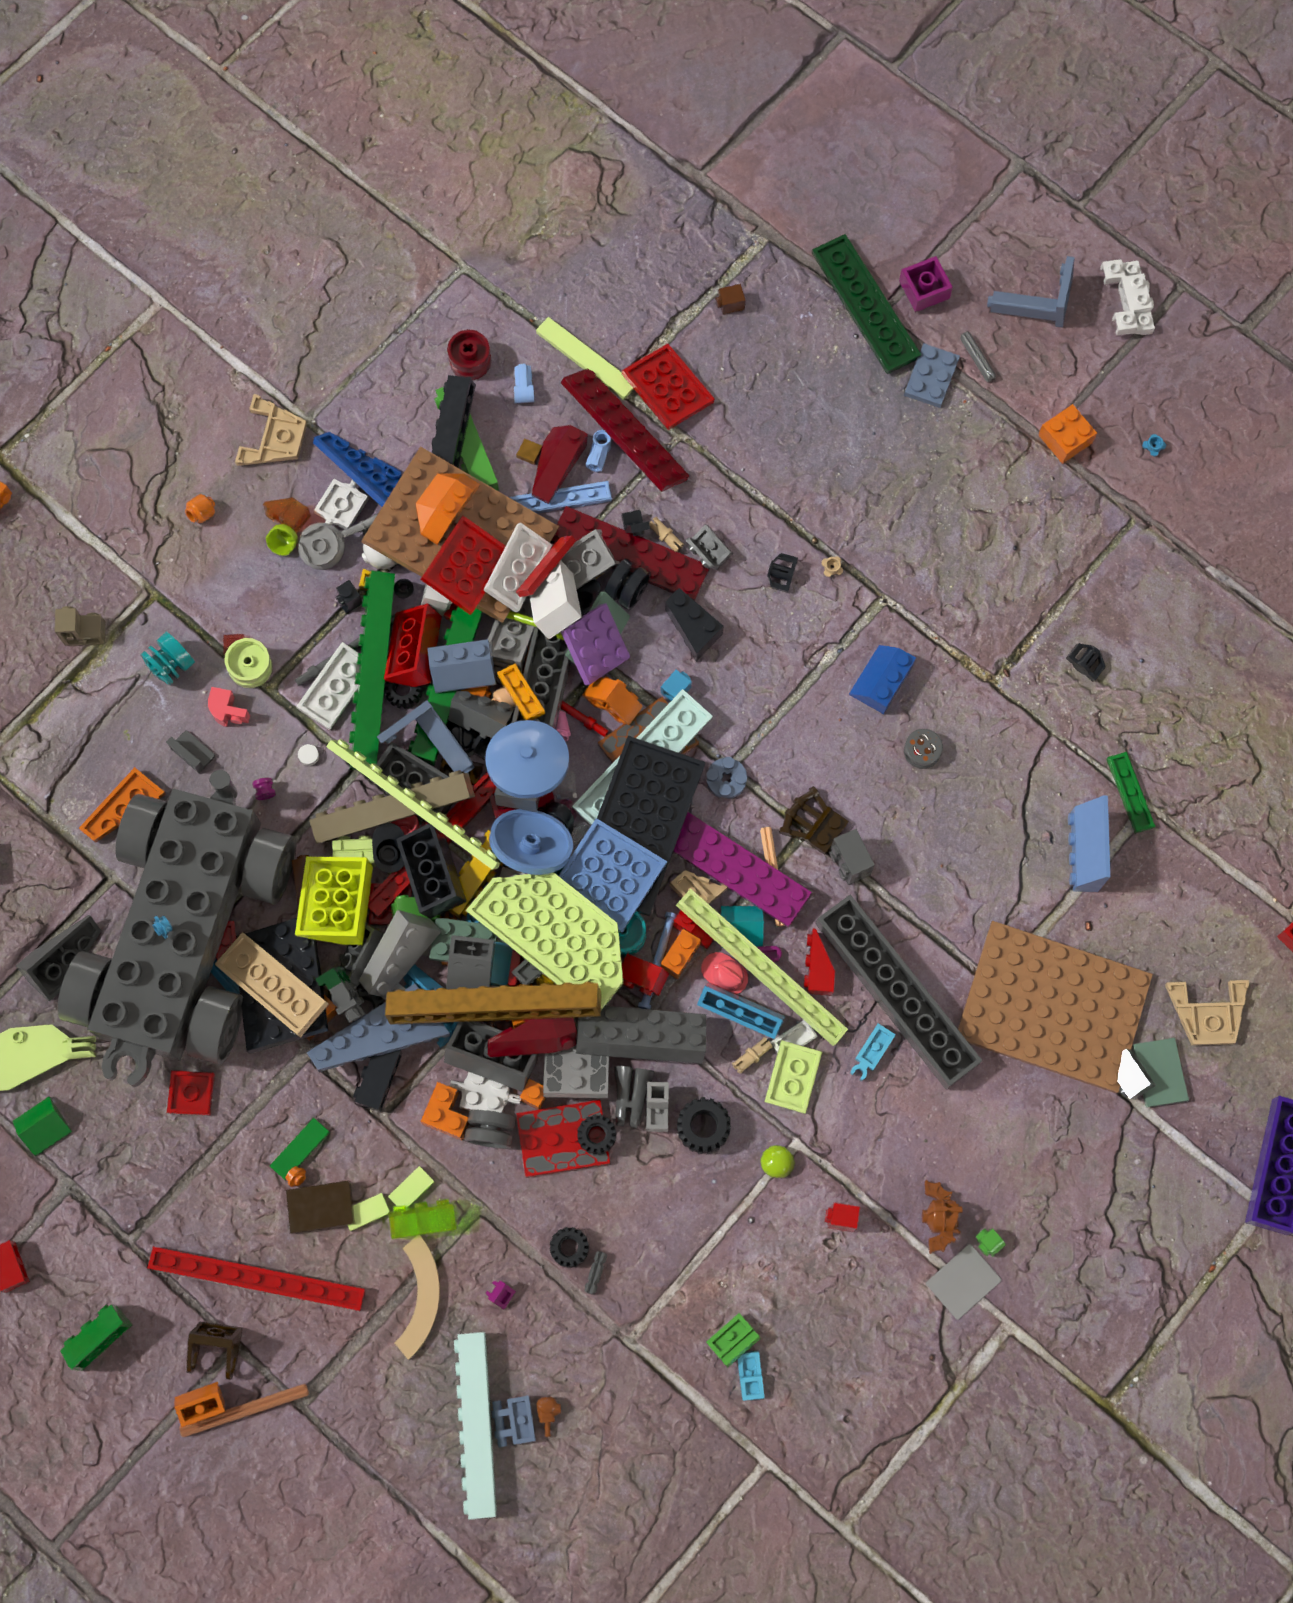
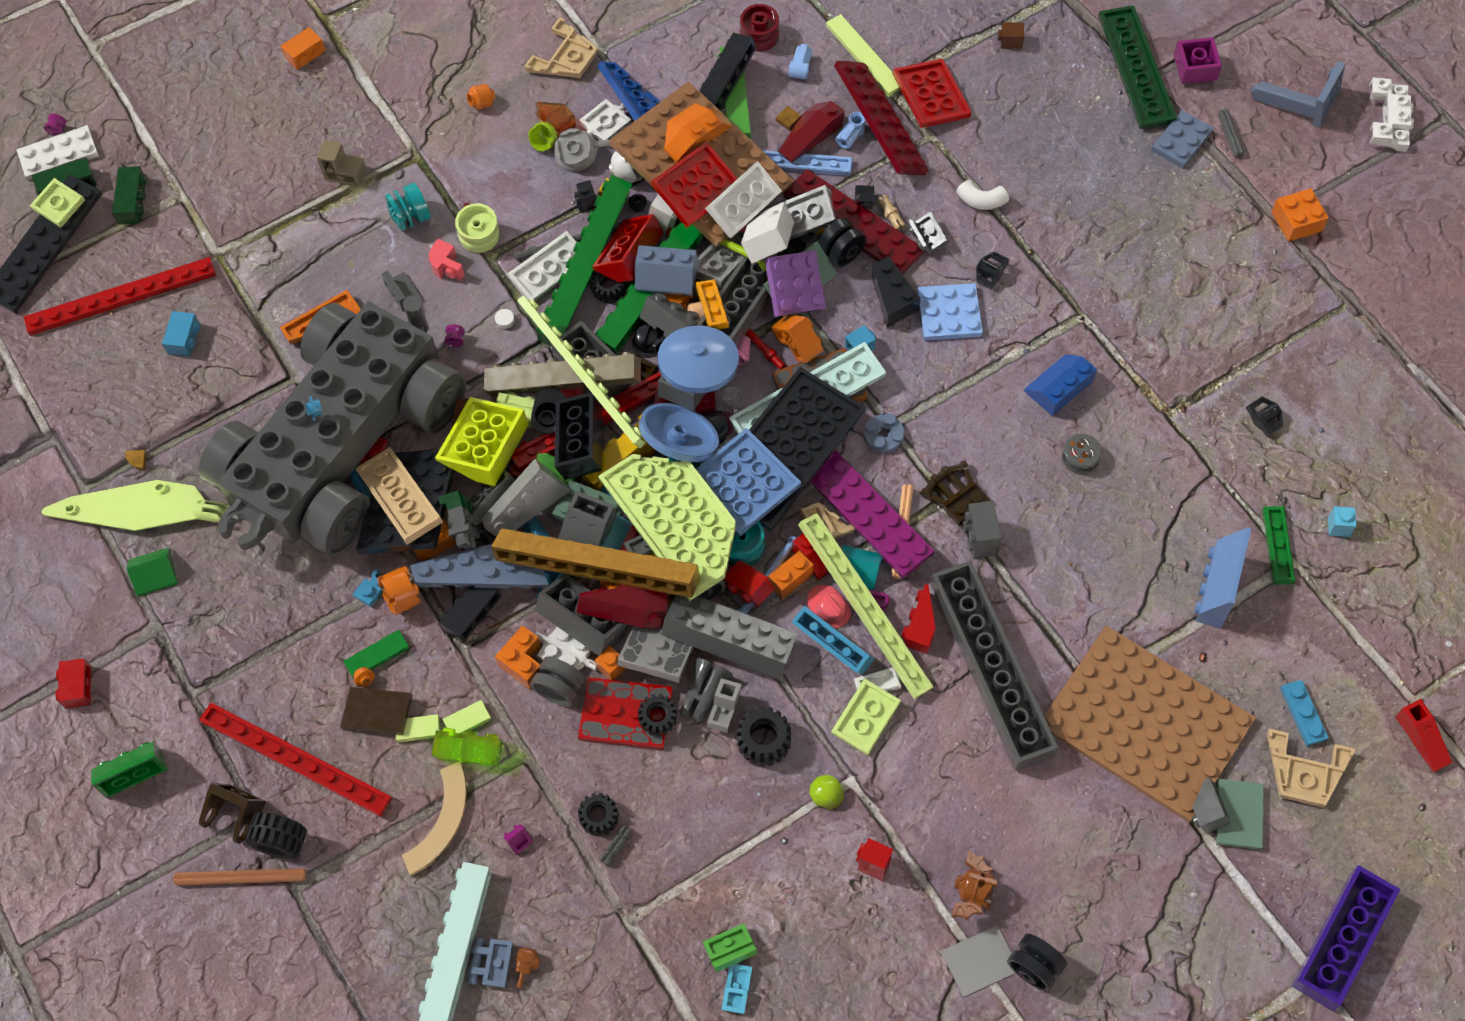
camera: 20 degrees right, 10 degrees down
(49, 963) = (201, 431): dark grey wedge -> none
(190, 1093) = (295, 578): red tile -> none
(199, 1404) = (199, 857): orange brick -> none
(268, 1363) = (276, 835): none -> black tyre
(270, 1085) = (368, 590): none -> dark azure plate
(301, 1079) = (398, 590): none -> orange brick
(437, 733) = (622, 314): sand blue piece -> none
(546, 565) = (769, 204): red tile -> none
(752, 496) = (982, 199): none -> white cylinder
(752, 1055) = (832, 686): tan pin -> none
(754, 628) = (950, 312): none -> light blue plate
(836, 562) = (1040, 271): tan plate -> none
(873, 1050) = (952, 713): medium azure plate -> none
(989, 1242) = (1017, 927): bright green plate -> none
(1017, 1272) = (1037, 962): none -> black wheel
(1158, 441) = (1383, 240): dark azure plate -> none
(1184, 753) = (1341, 521): none -> medium azure brick
(1194, 956) = (1304, 713): none -> dark azure plate

